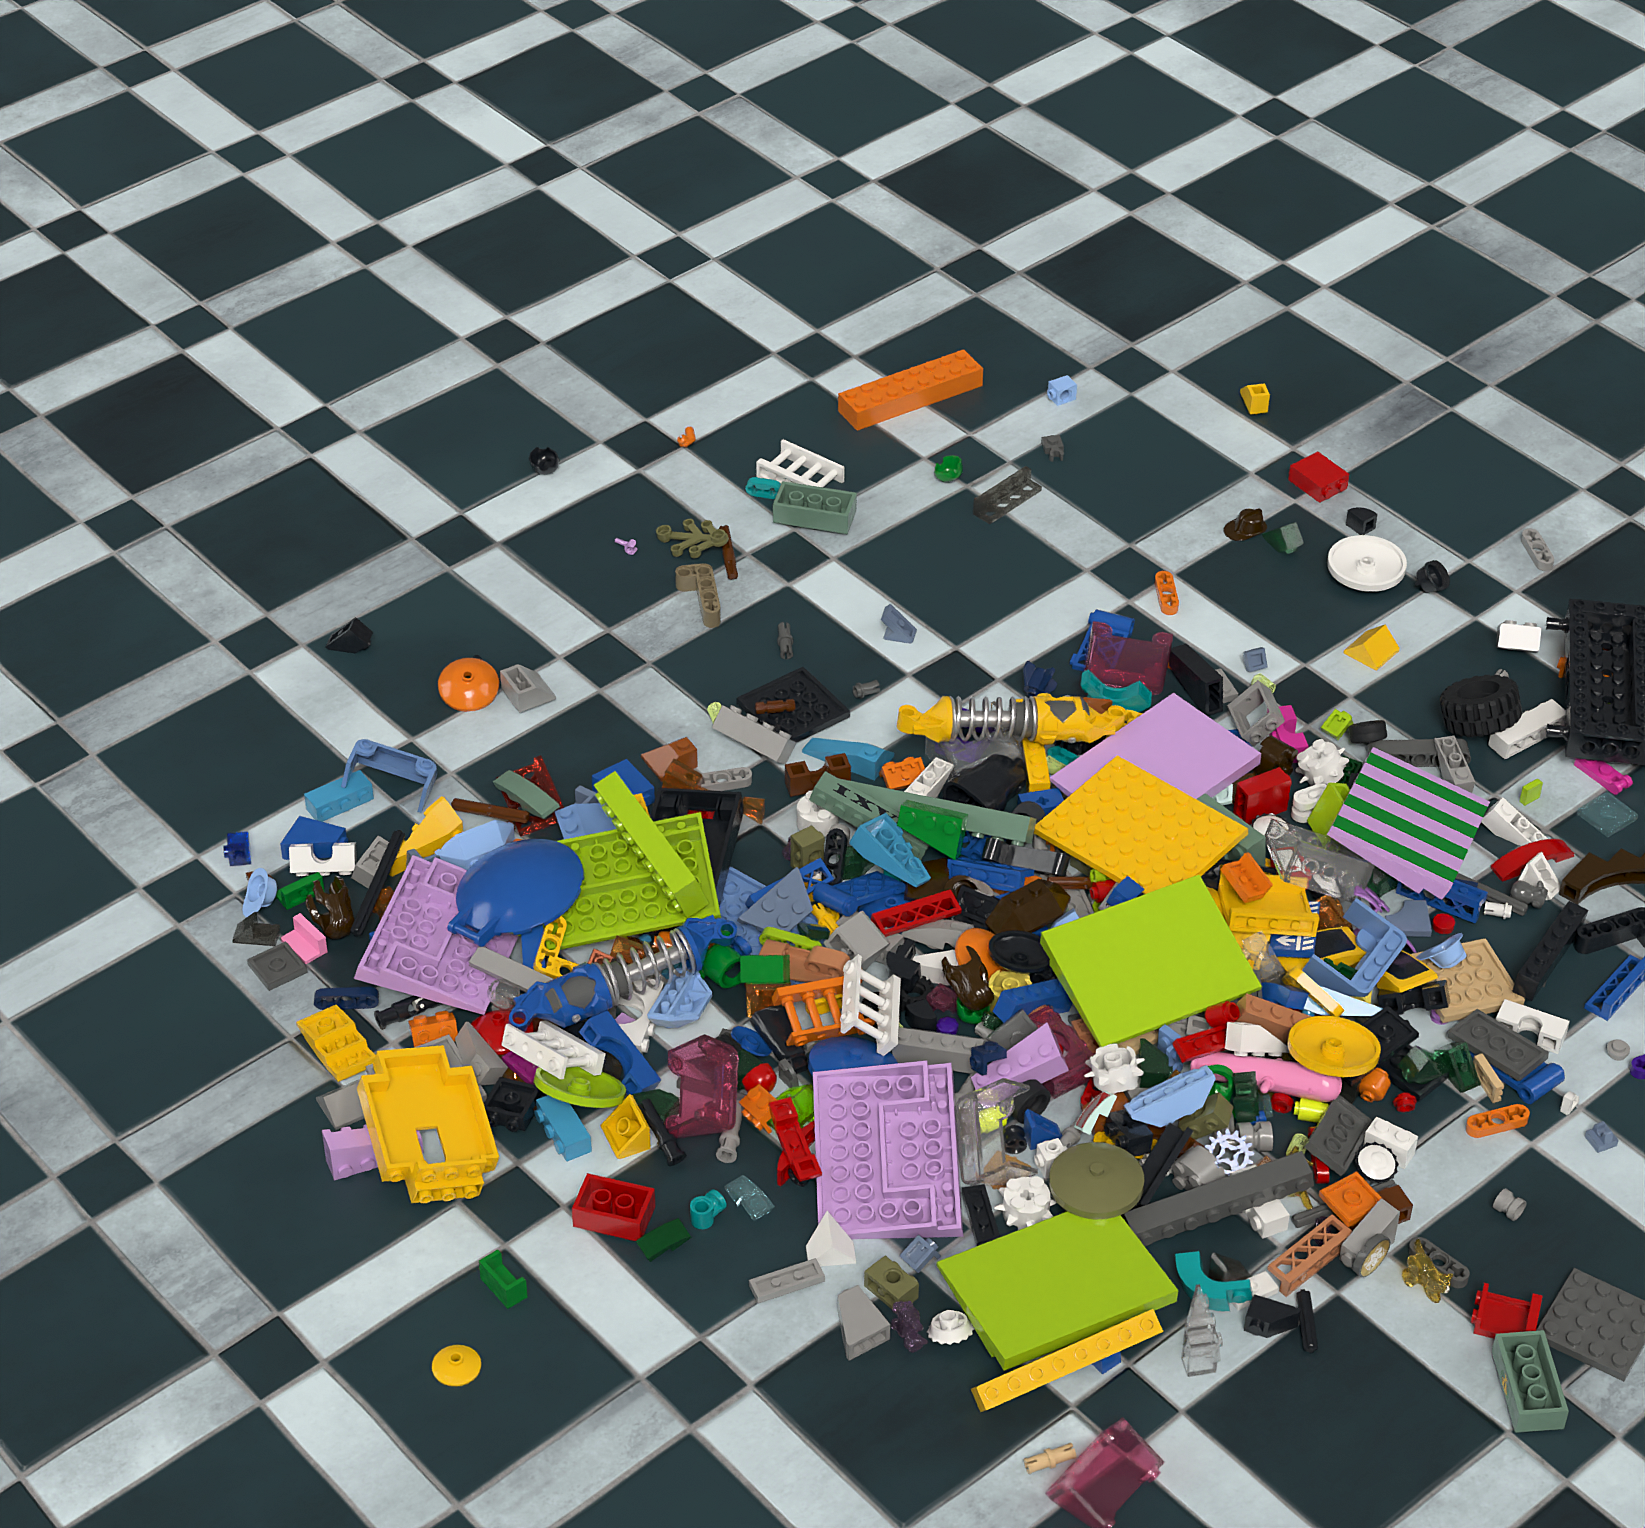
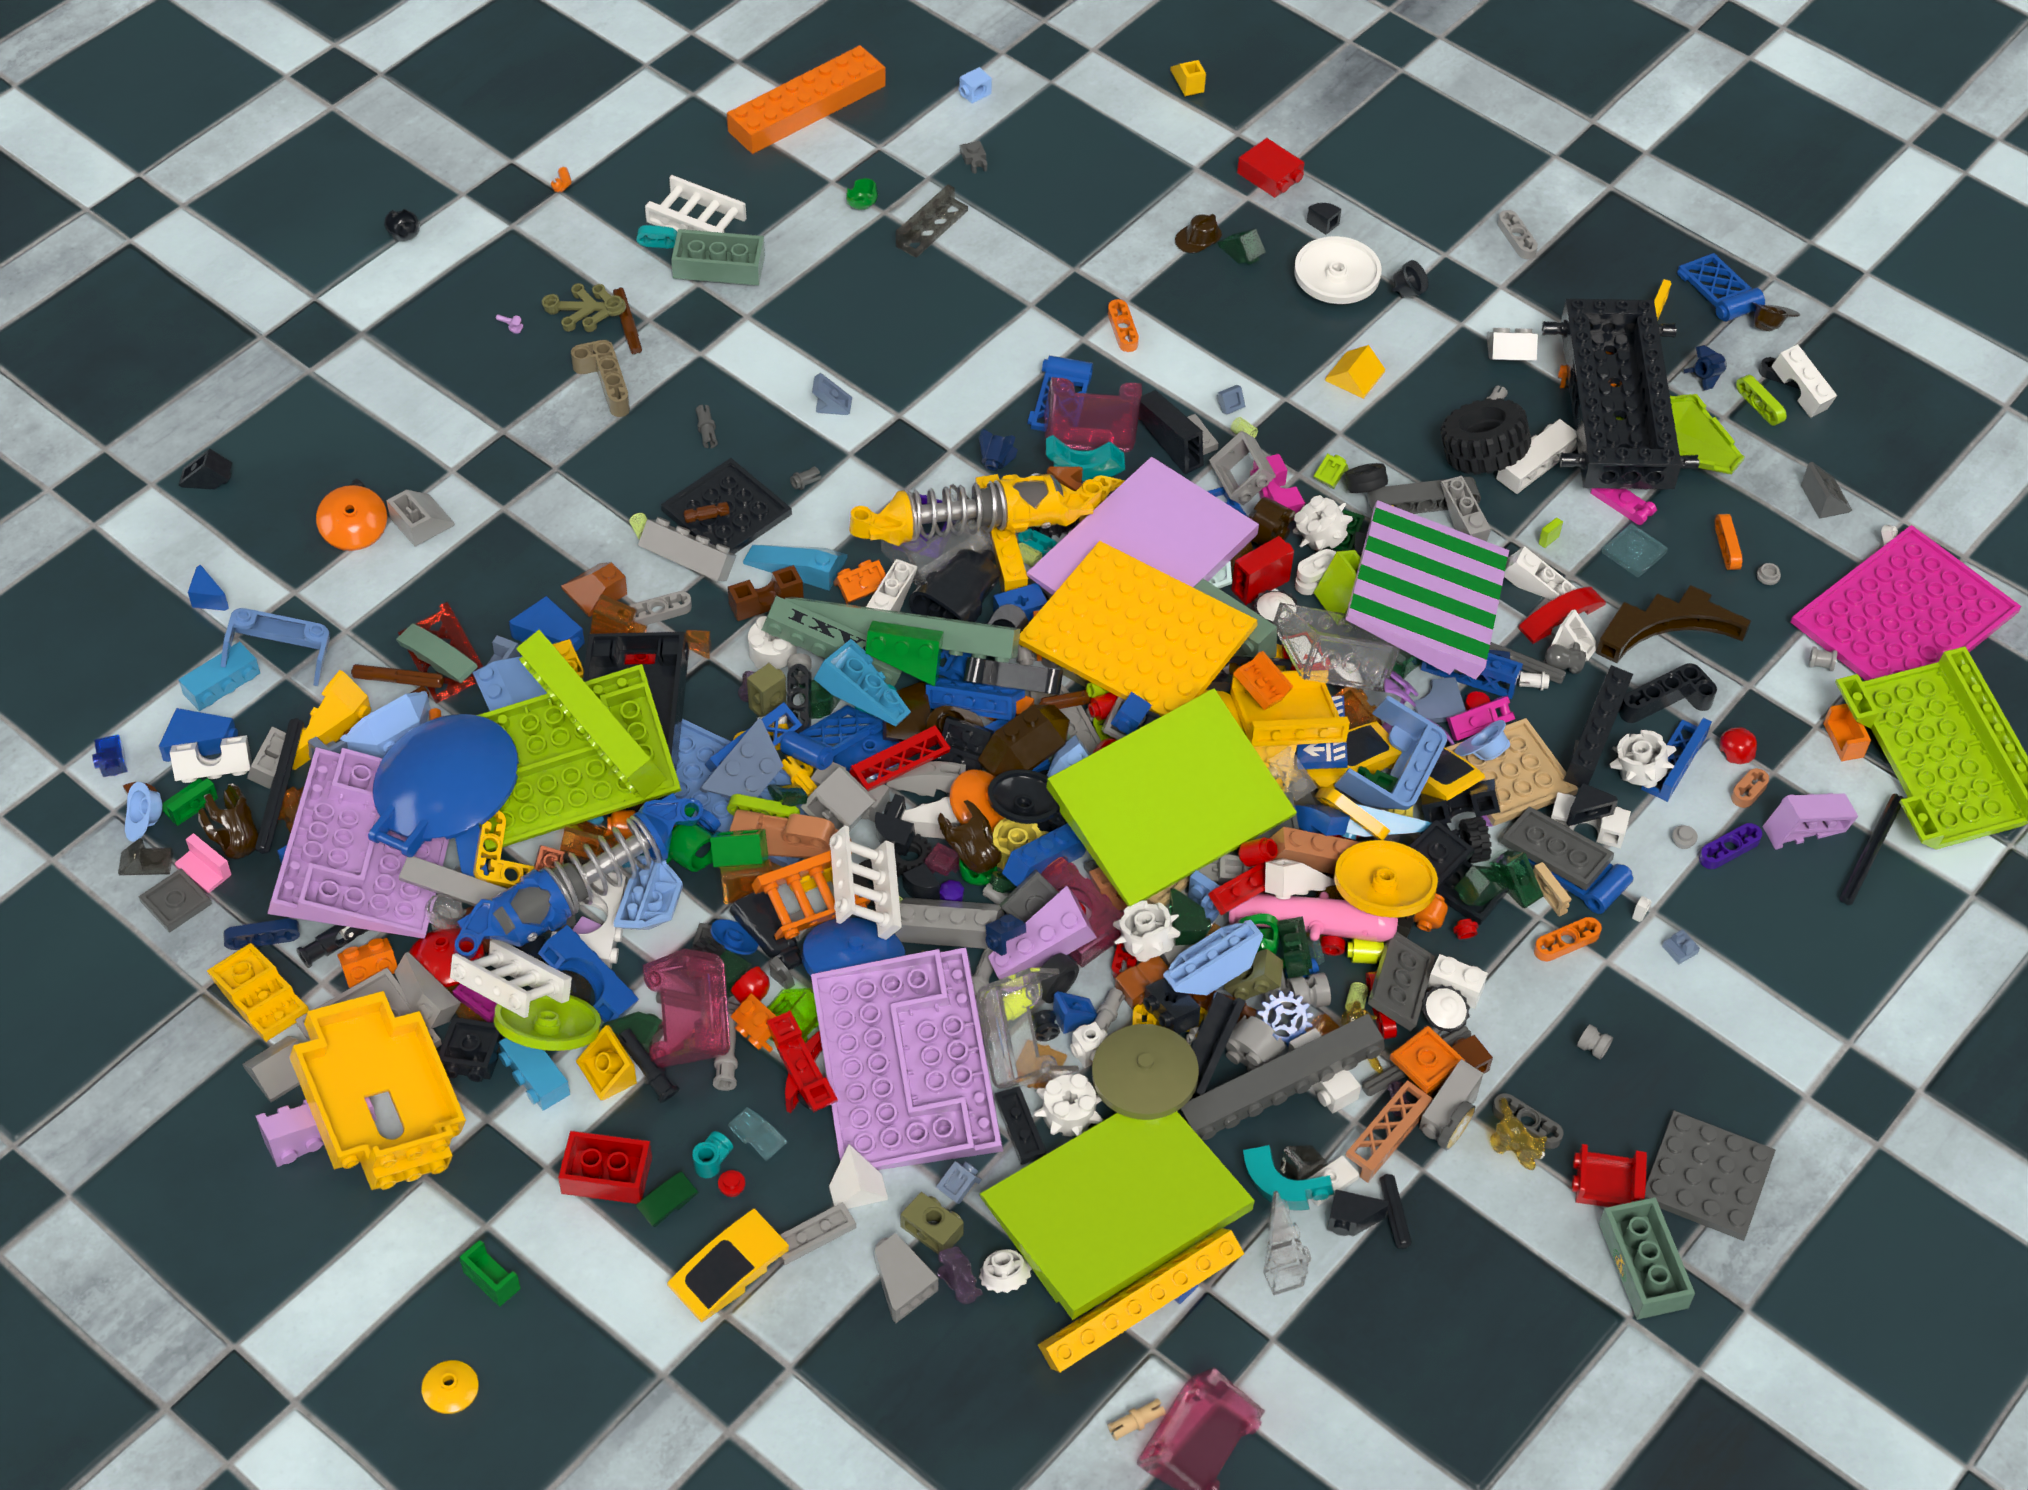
camera: 10 degrees left, 10 degrees up
(336, 730) = (205, 592): none -> blue slope
(708, 1295) = (727, 1265): none -> yellow slope
(721, 1234) = (731, 1183): none -> red plate
(1100, 1105) = (1136, 978): light aqua slope -> none
(1425, 1024) = (1476, 834): none -> black tyre
(1435, 935) = (1479, 717): none -> dark pink plate
(1532, 1010) = (1591, 805): none -> black slope
(1587, 980) = (1643, 758): none -> white brick

